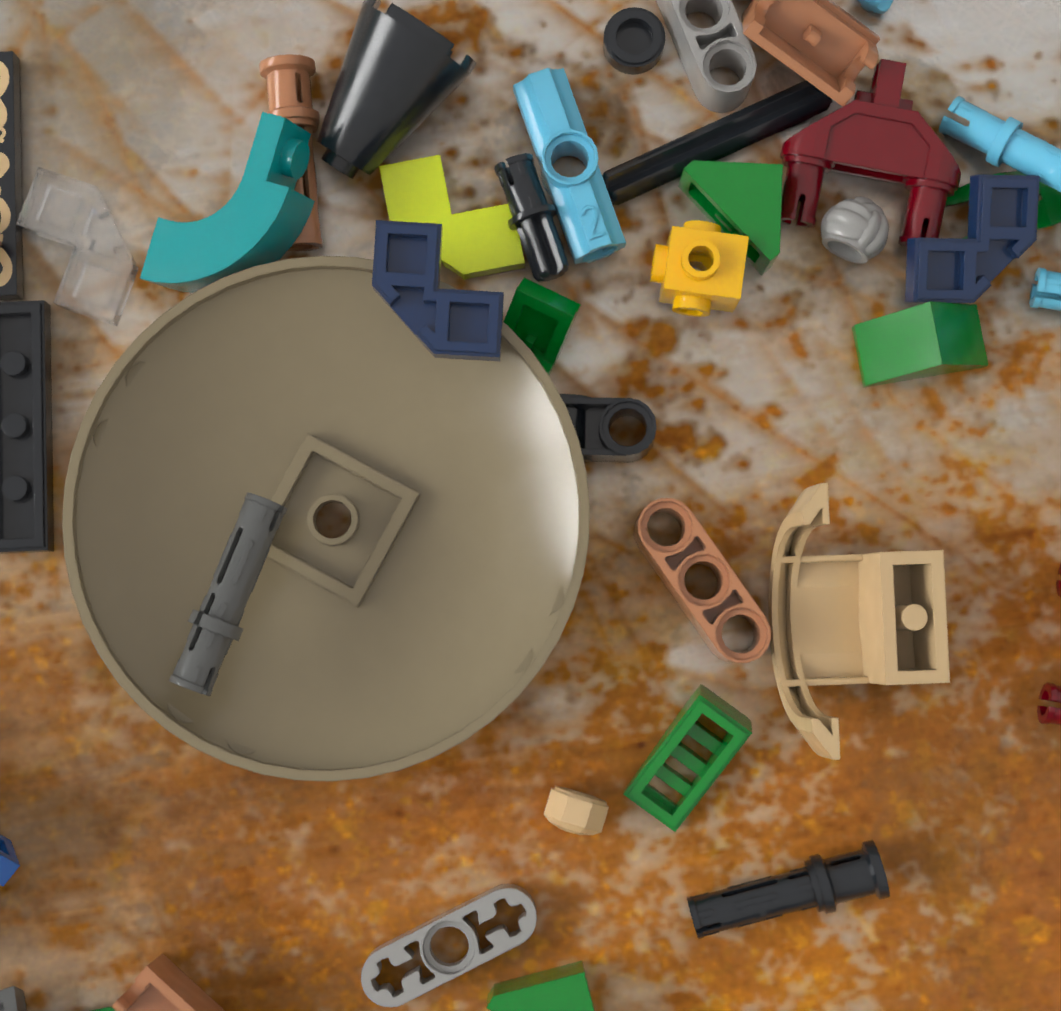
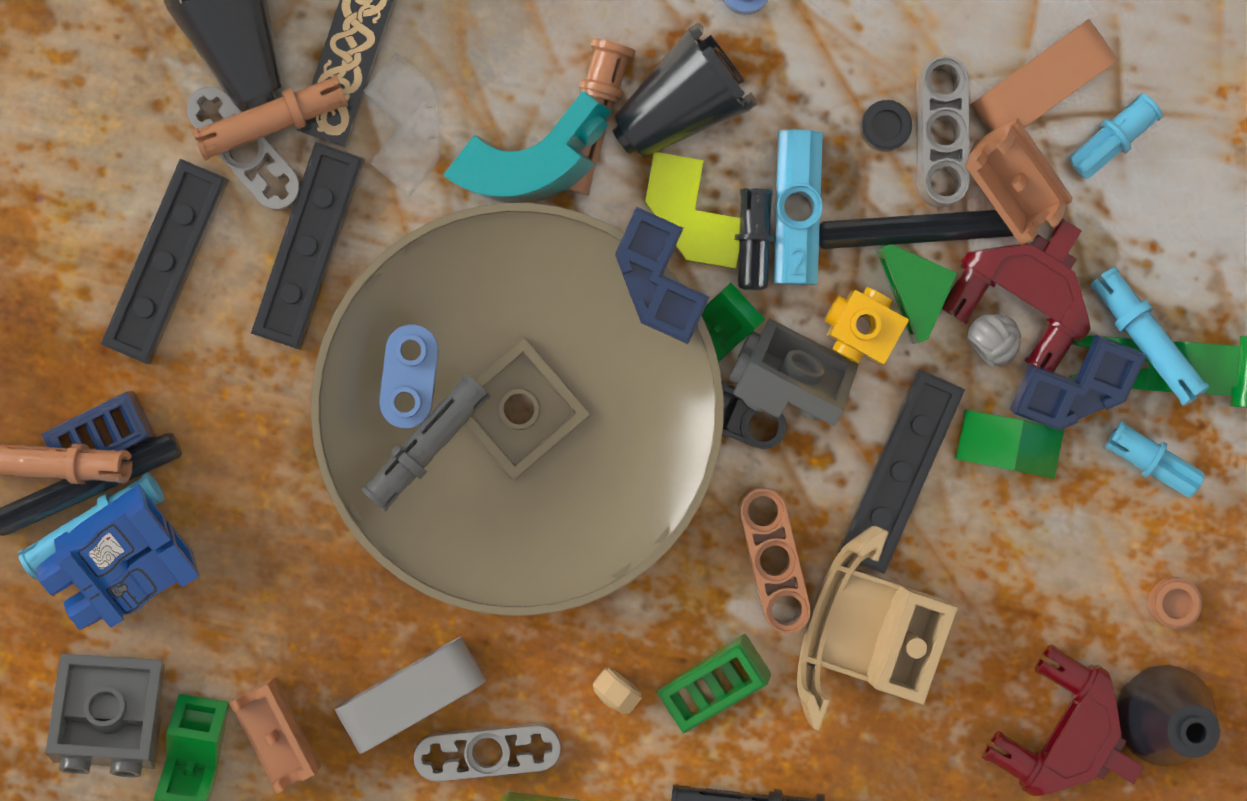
camera: 25 degrees right, 5 degrees up
(180, 521) = (414, 376): none -> medium blue plate
(329, 912) = (410, 695): none -> light grey beam
(625, 346) = (792, 369): none -> dark grey plate
(808, 410) = (904, 462): none -> black tile

